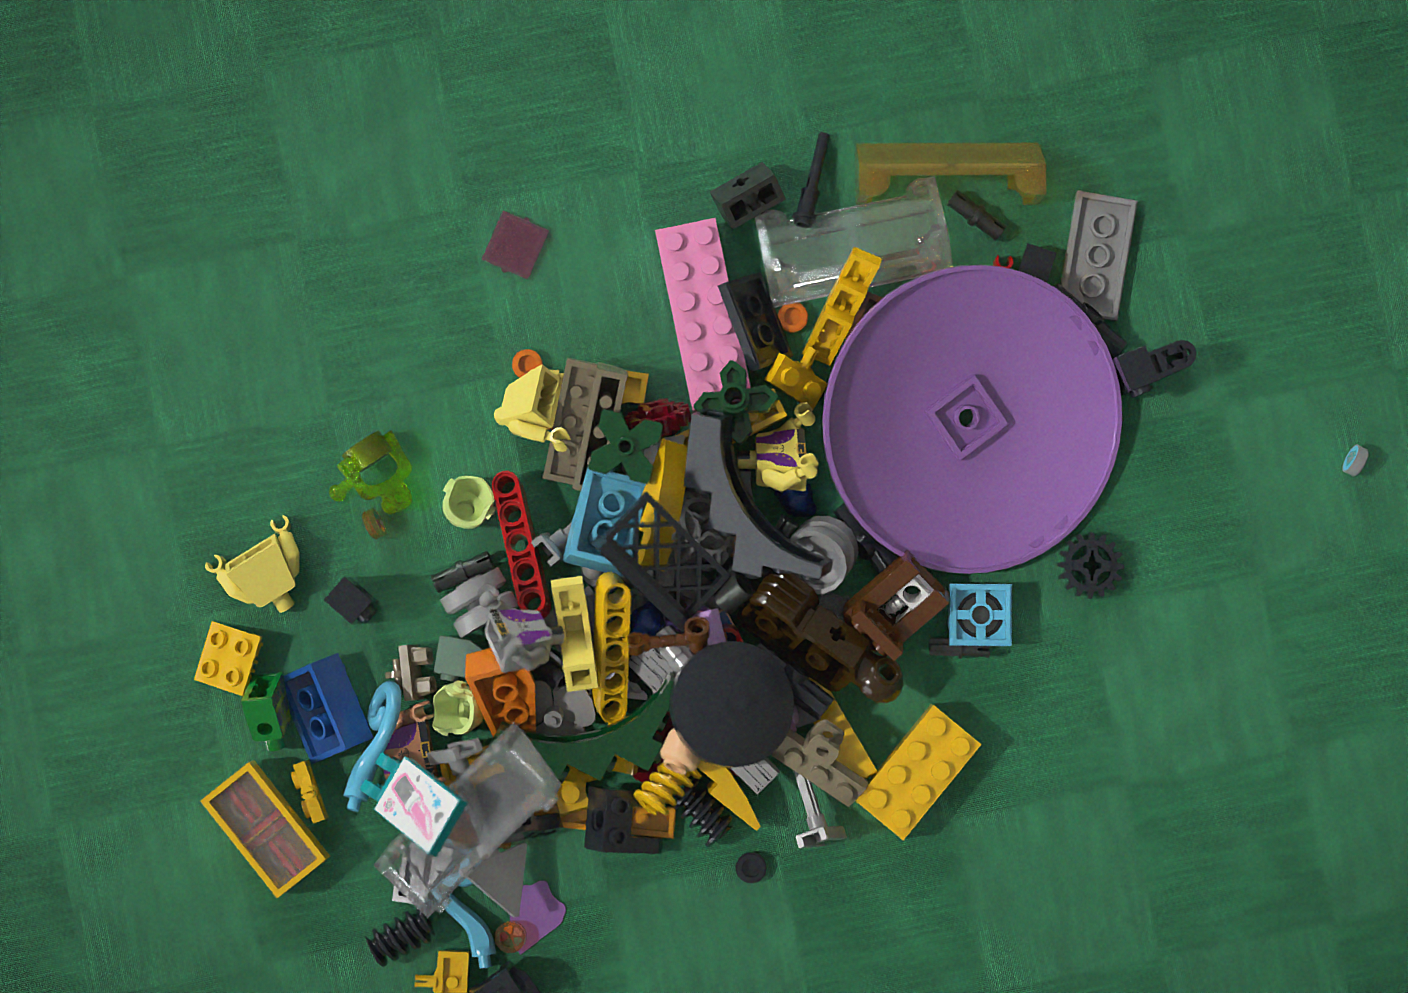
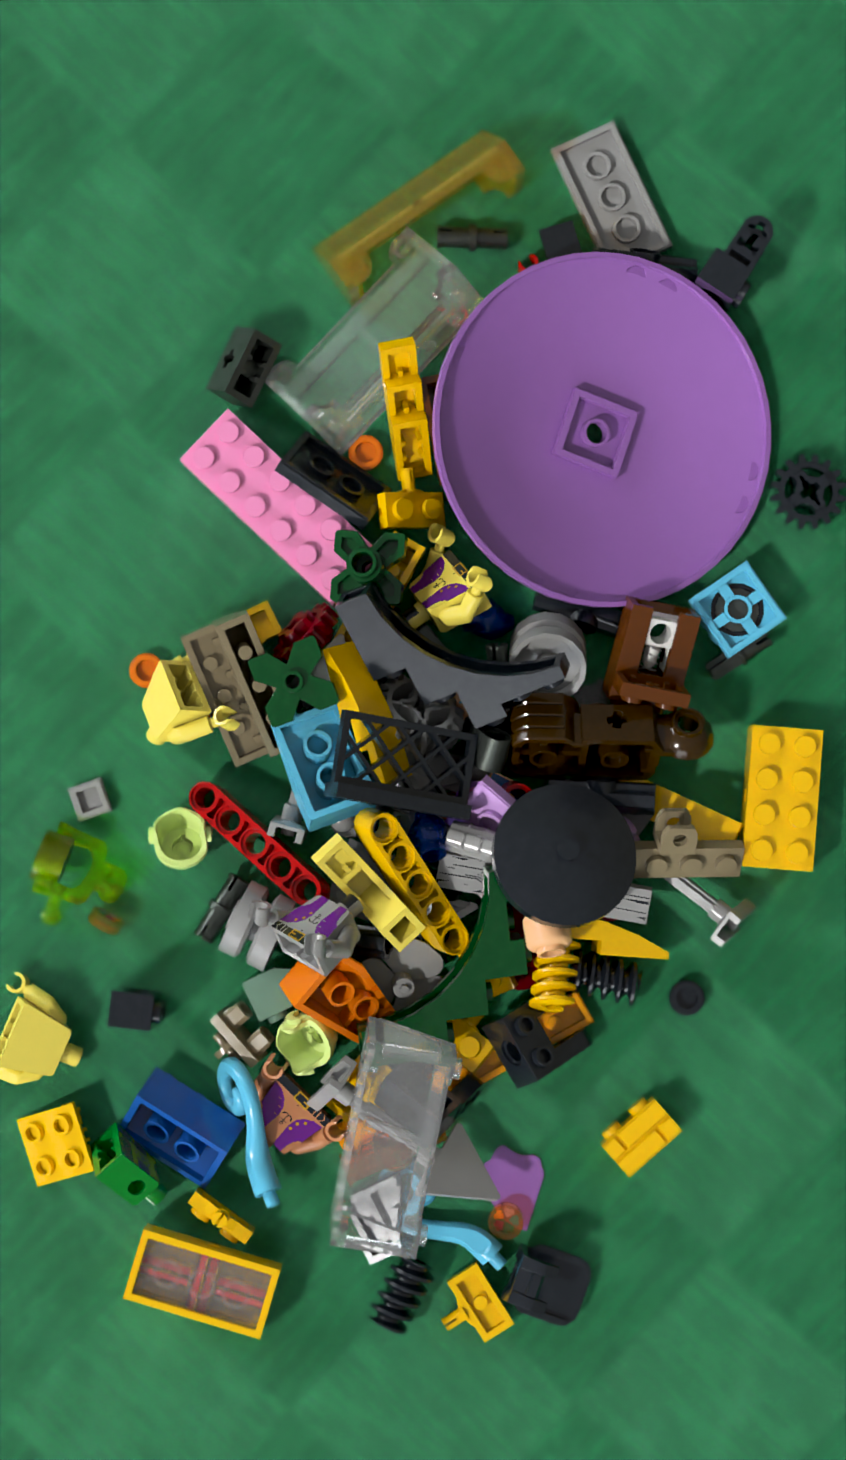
camera: 30 degrees left, 0 degrees up
(415, 802) = (329, 1157): tile -> none
(423, 429) = (90, 799): none -> light grey tile
(515, 245) = (57, 566): clear pink piece -> none
(648, 942) = (639, 1135): none -> yellow brick
(695, 636) = (484, 815): reddish brown brick -> none
(809, 195) = (310, 348): black pin -> none

